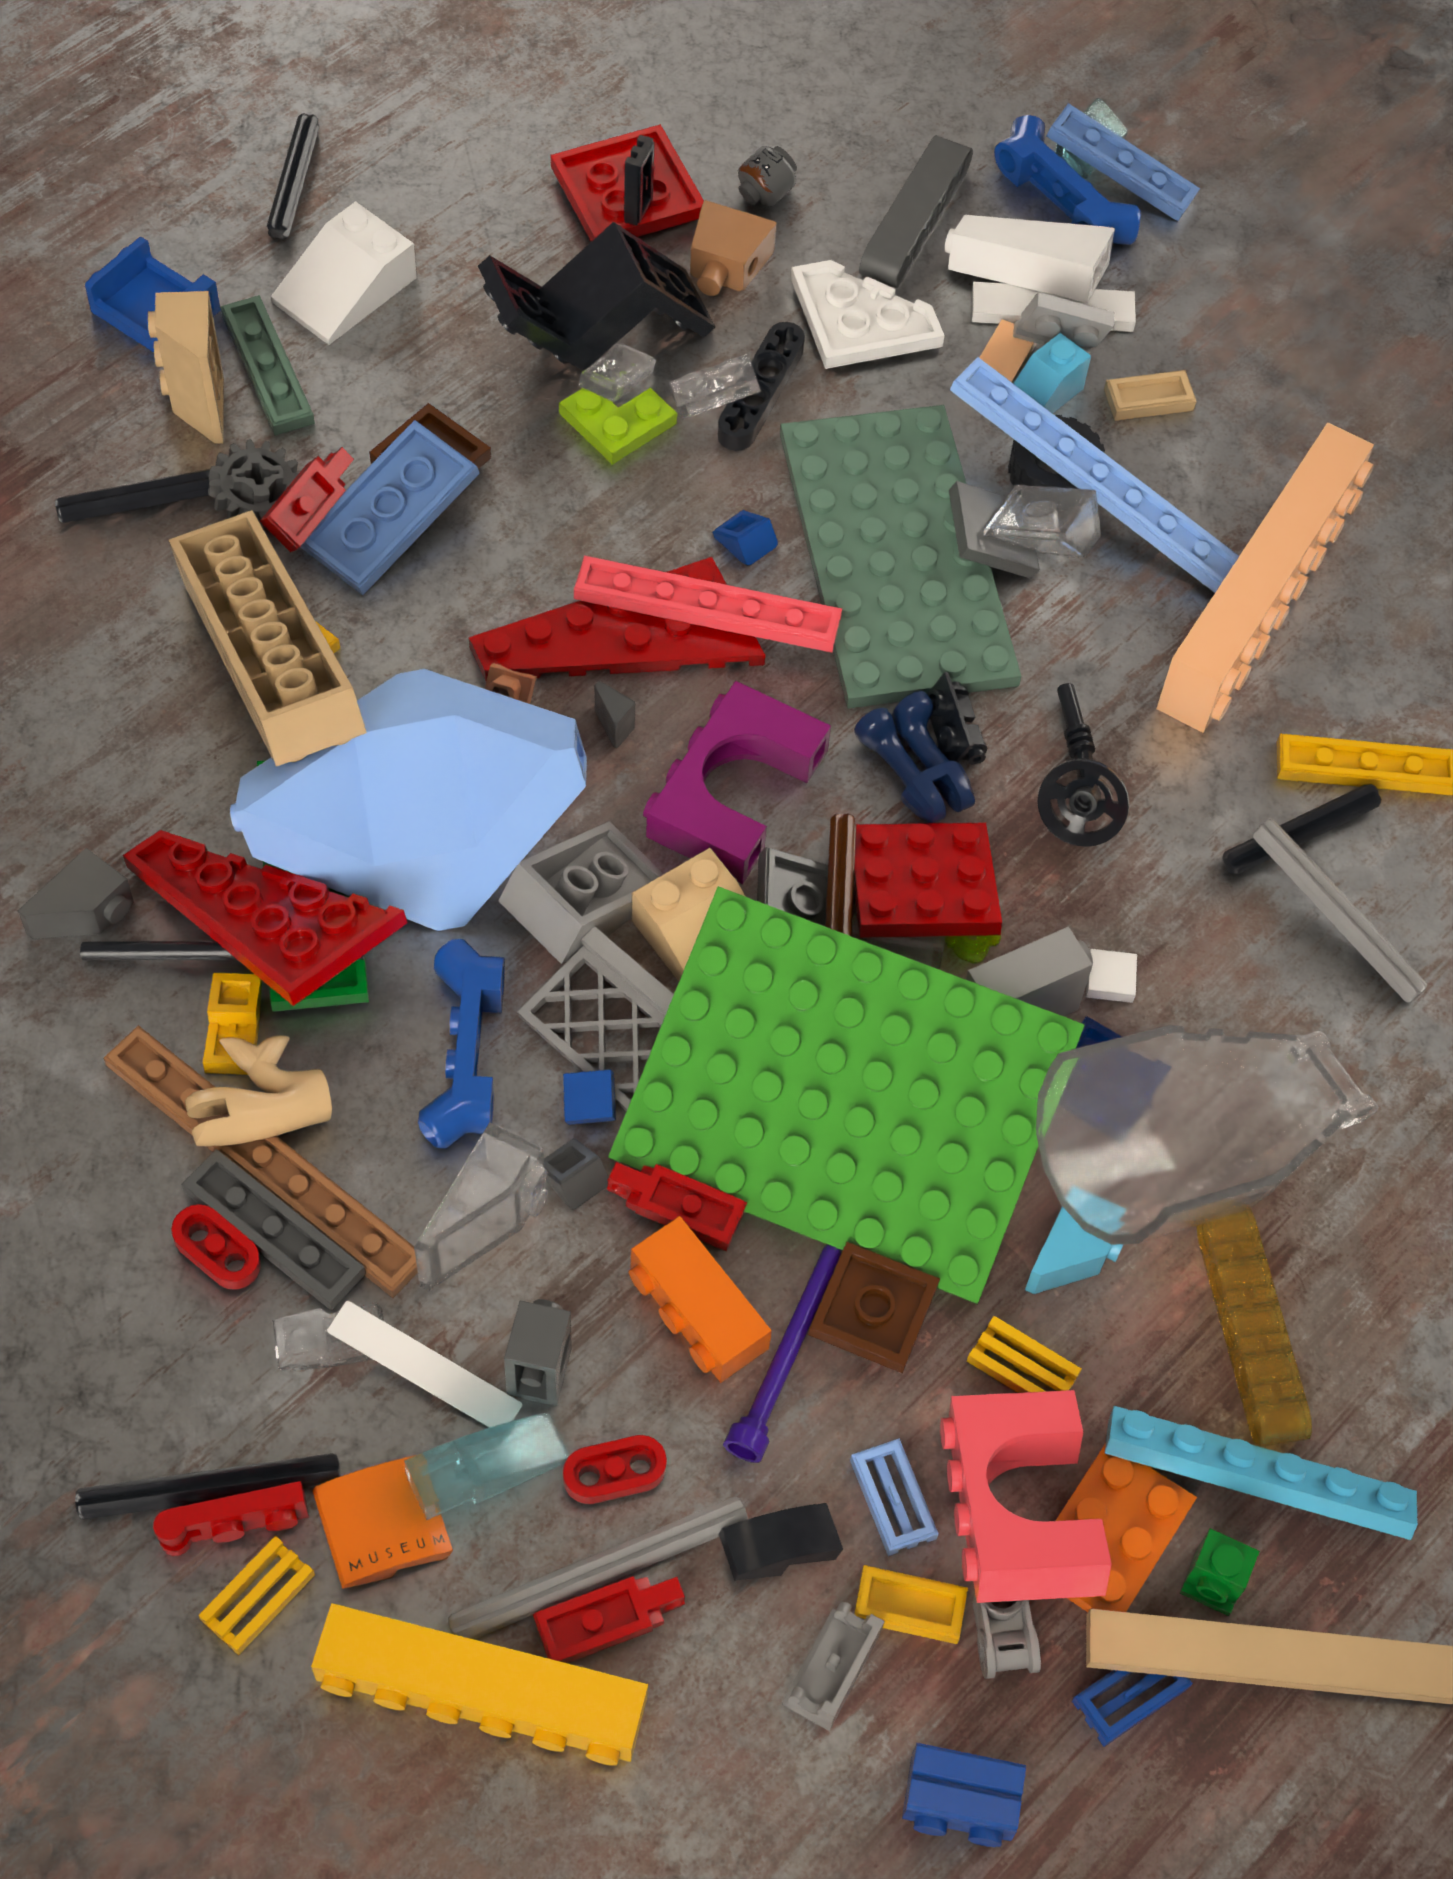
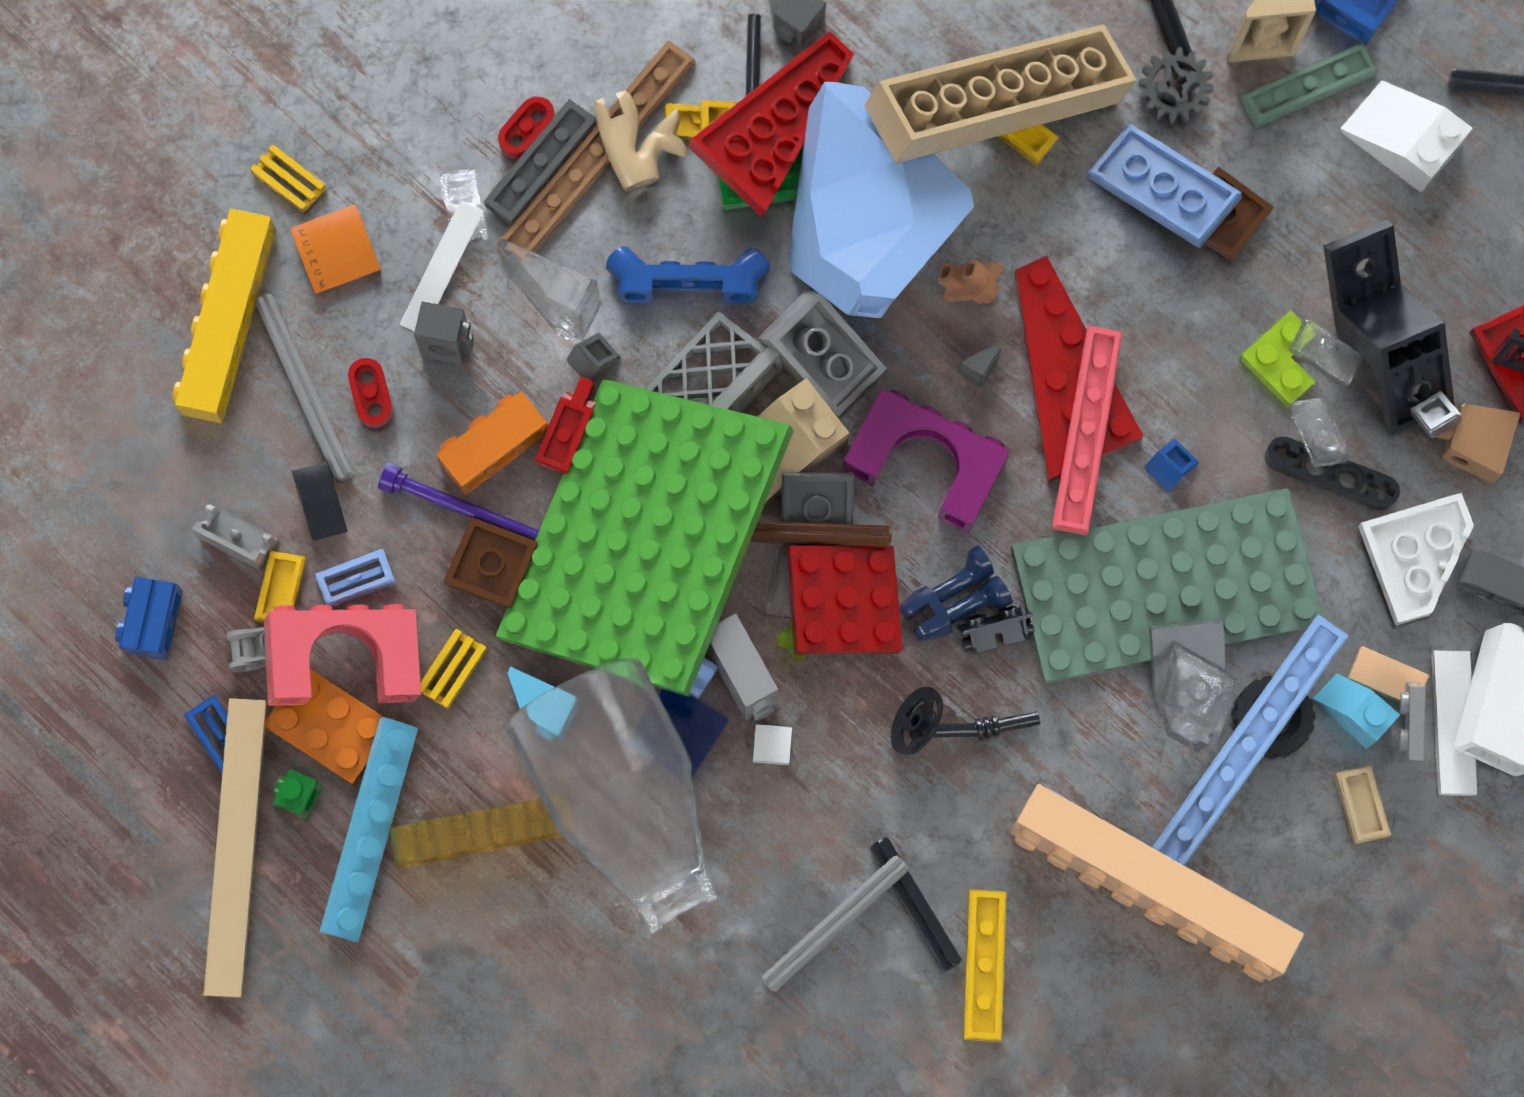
camera: 90 degrees right, 15 degrees up
(202, 1486) = (360, 142): black axle -> none
(230, 1516) = (333, 154): red plate -> none
(307, 499) = (1160, 123): hinge -> none
(484, 1463) = (371, 309): clear light blue slope -> none
(589, 1097) = (649, 363): blue tile -> none
(606, 1617) = (269, 391): red hinge -> none
(703, 272) = (1436, 414): none -> flat silver tile

